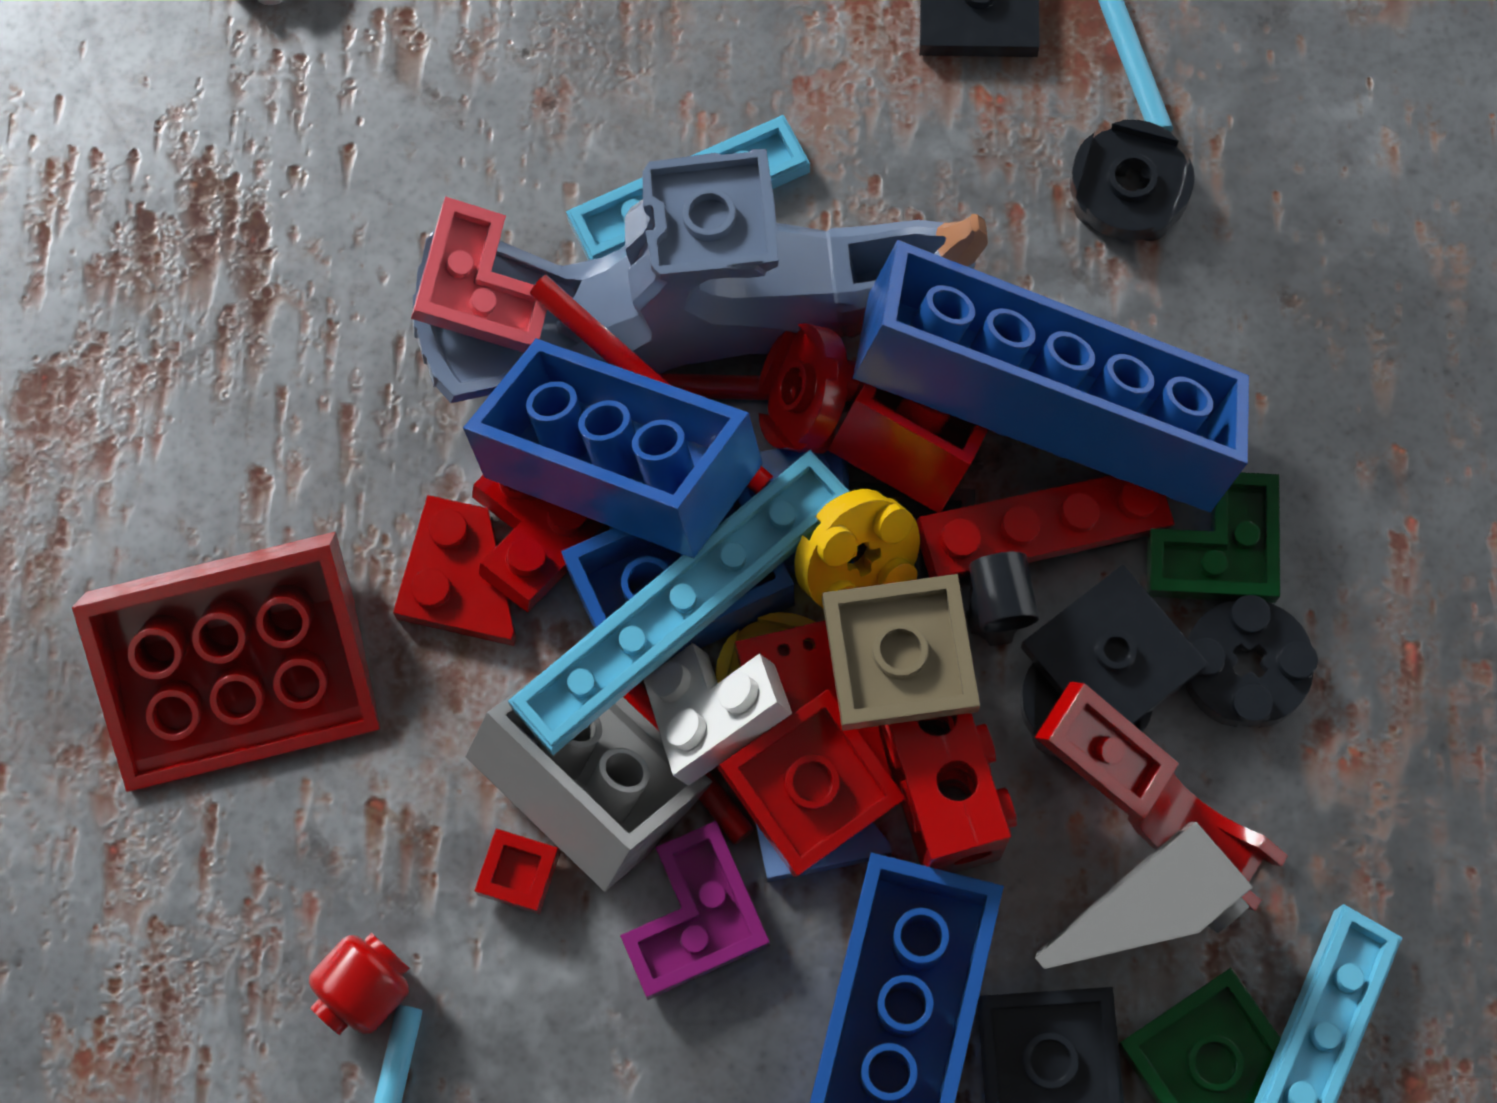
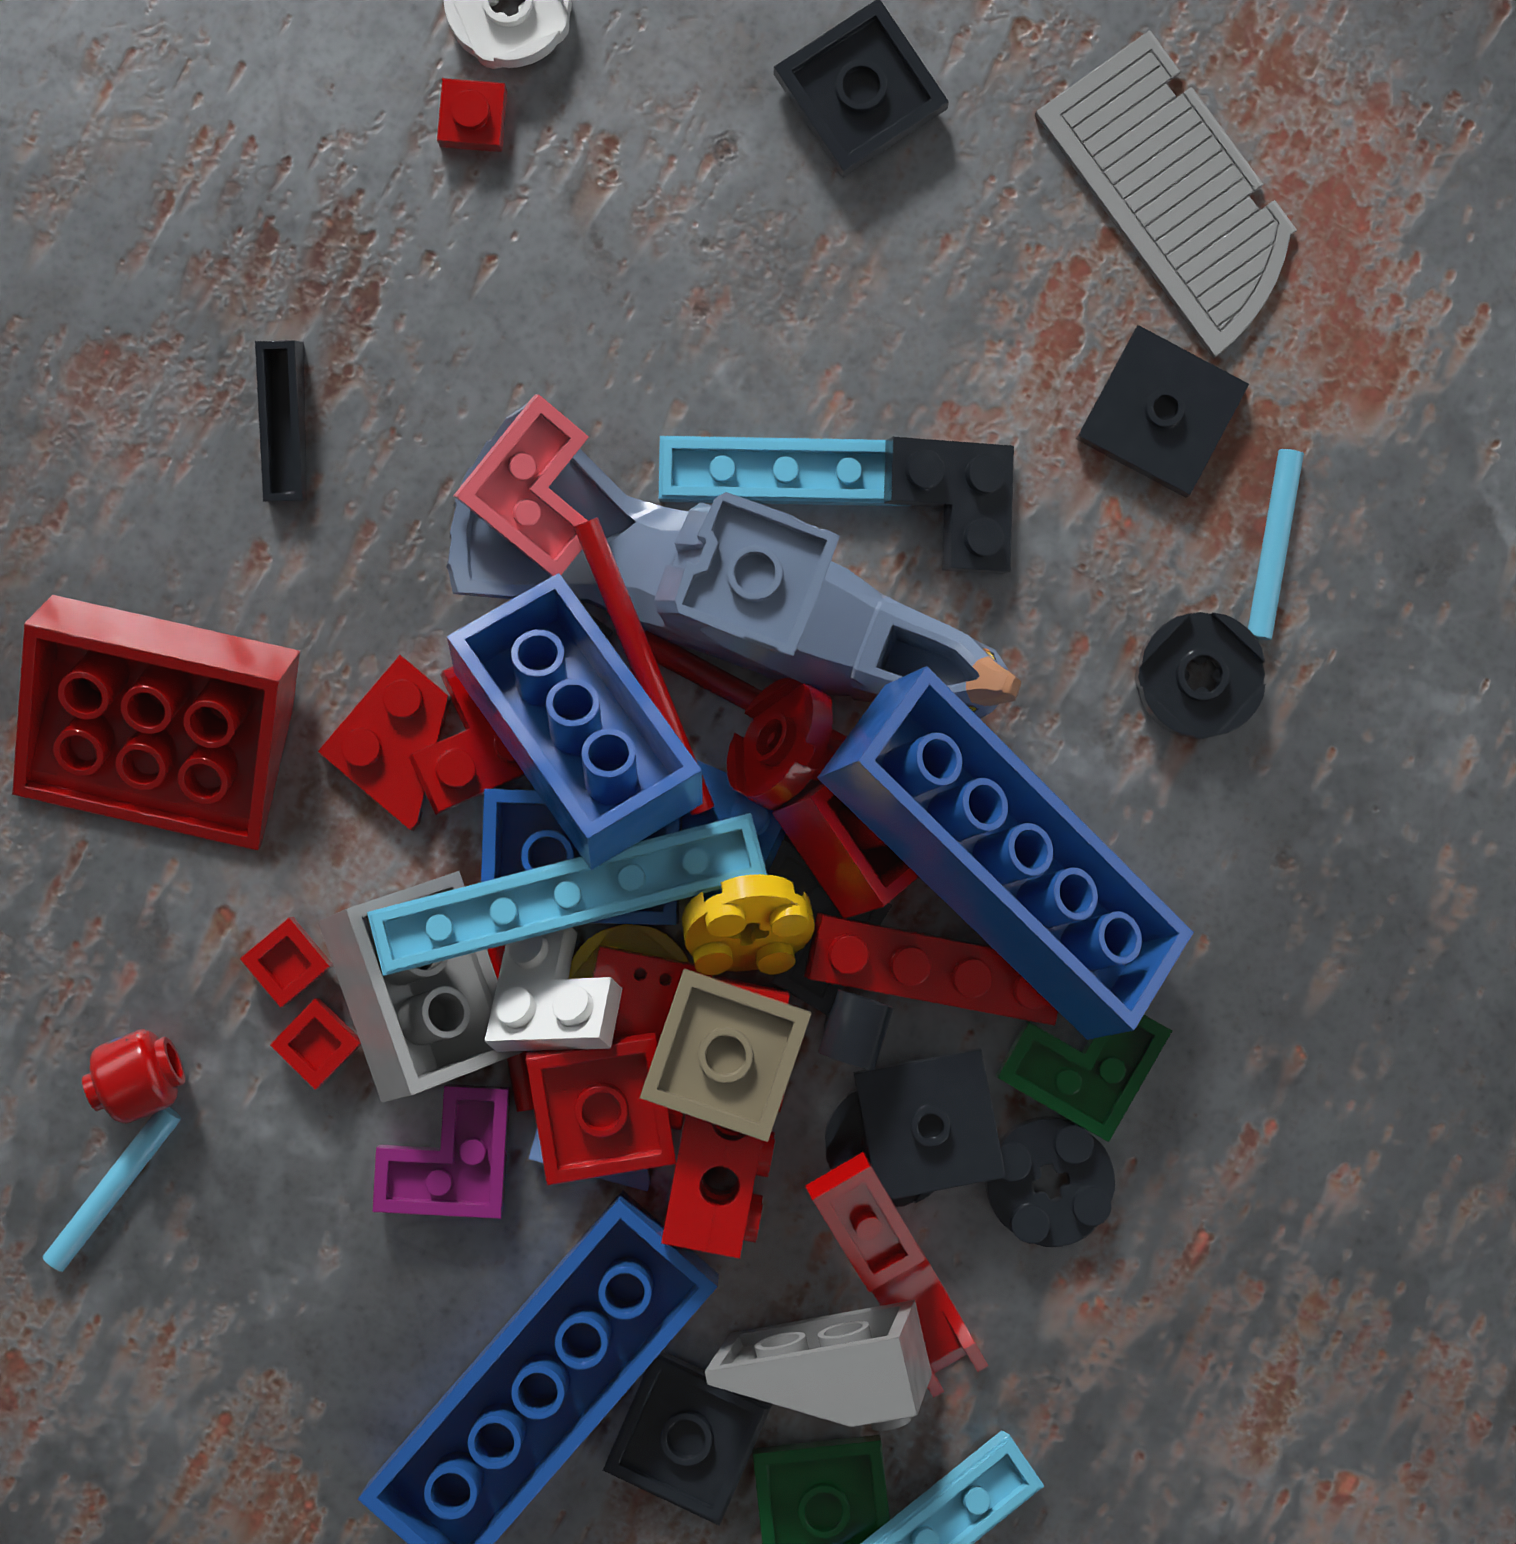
camera: 25 degrees right, 15 degrees up
(227, 353) = (282, 419): none -> black piece
(277, 42) = (472, 115): none -> red plate
(454, 811) = (286, 962): none -> red plate
(849, 125) = (972, 487): none -> black plate

